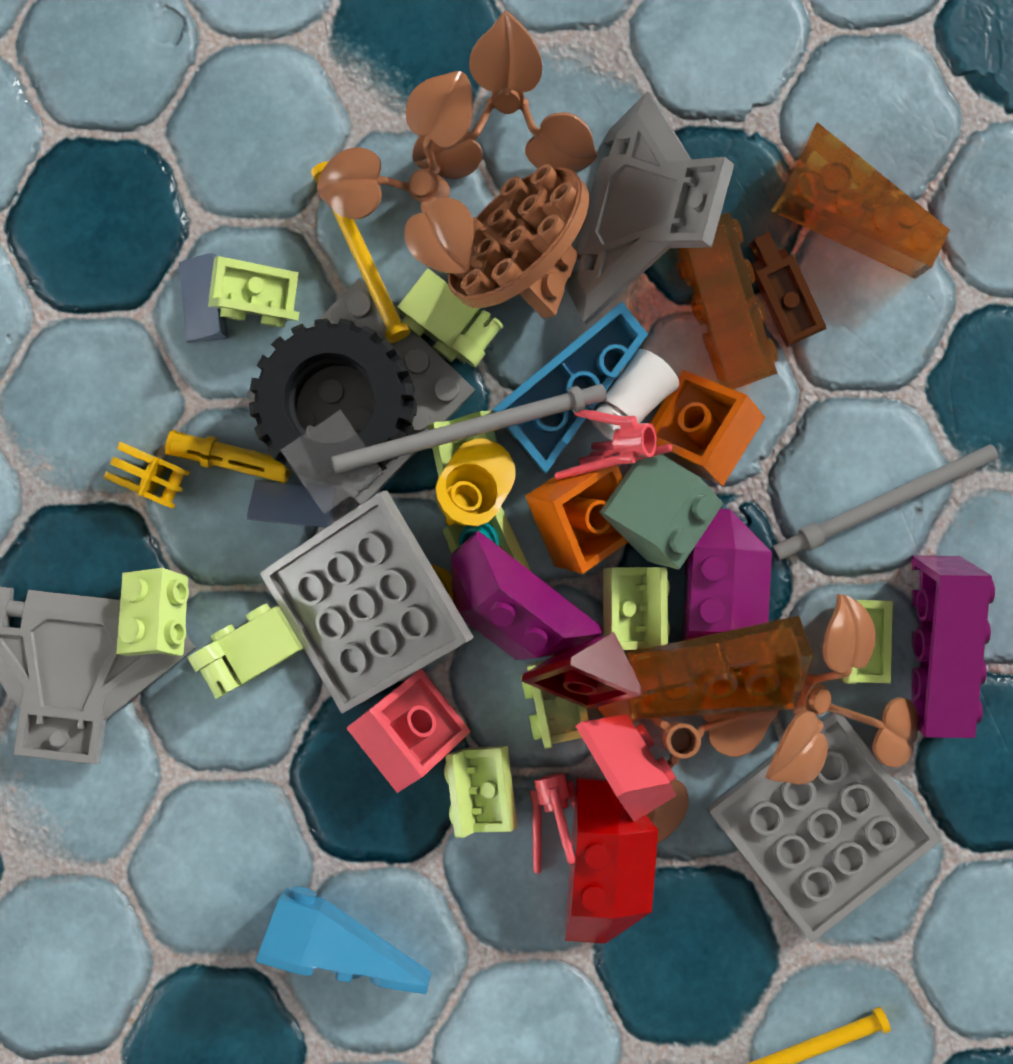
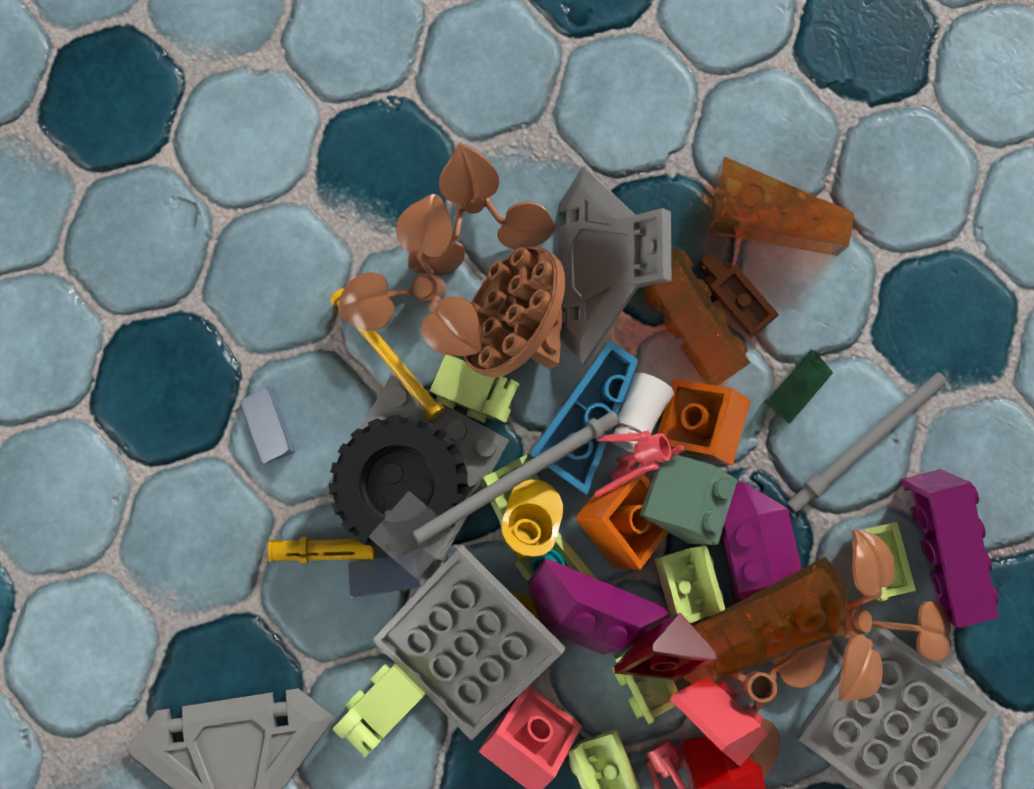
camera: 15 degrees left, 5 degrees down
(150, 476) = (261, 583): yellow arm -> none
(152, 613) = (292, 698): yellowish green bracket -> none
(254, 290) = (308, 408): yellowish green bracket -> none
(826, 417) = (799, 386): none -> clear green slope

